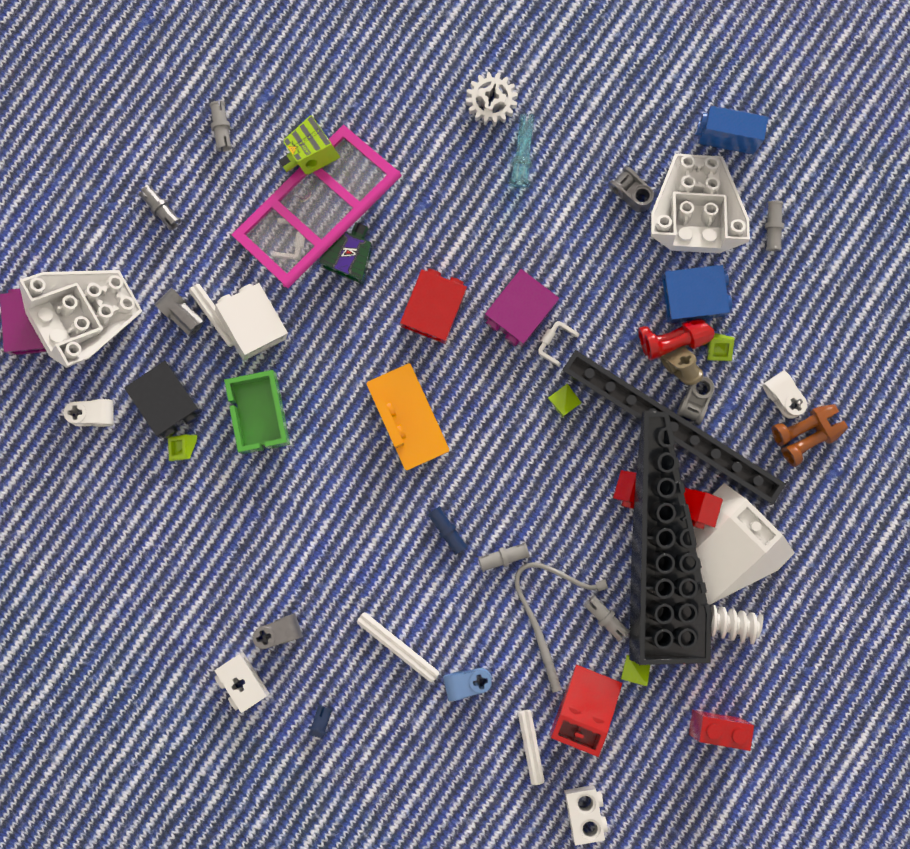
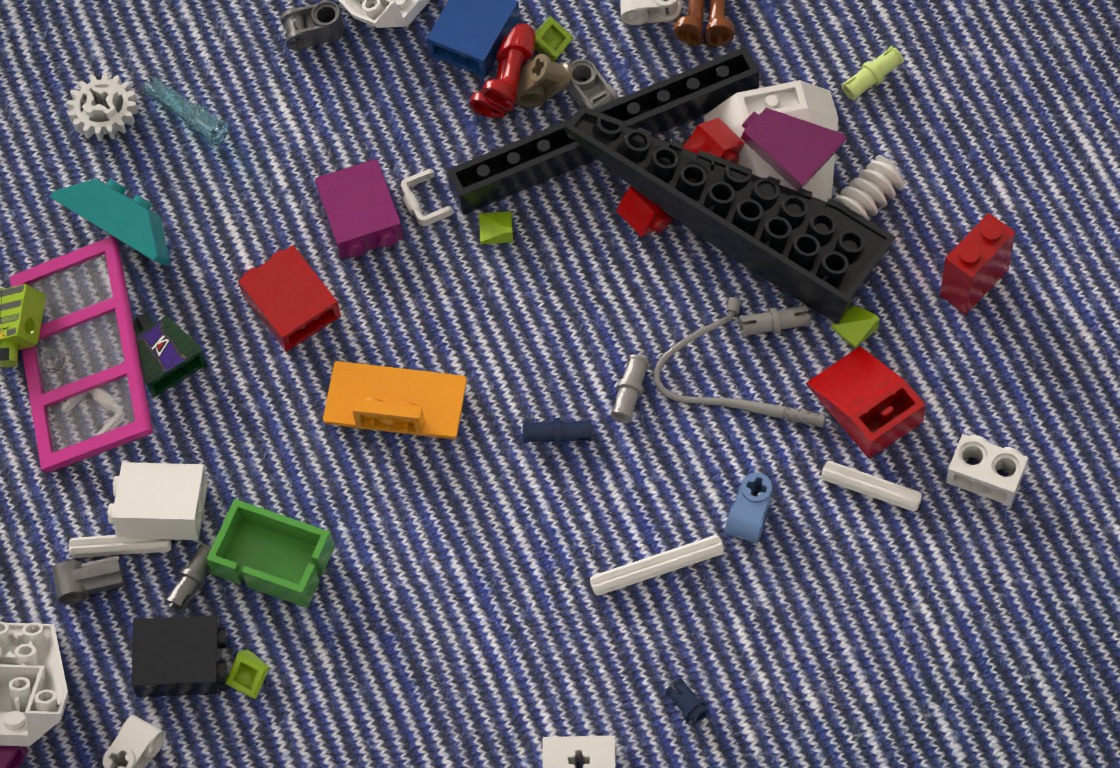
camera: 50 degrees left, 20 degrees down
(216, 373) = (190, 580): none -> flat silver pin
(281, 631) = (547, 684): flat silver piece -> none
(414, 168) = (118, 215): none -> teal wedge
(730, 561) = (791, 144): none -> magenta slope
(825, 572) = (872, 73): none -> yellowish green pin

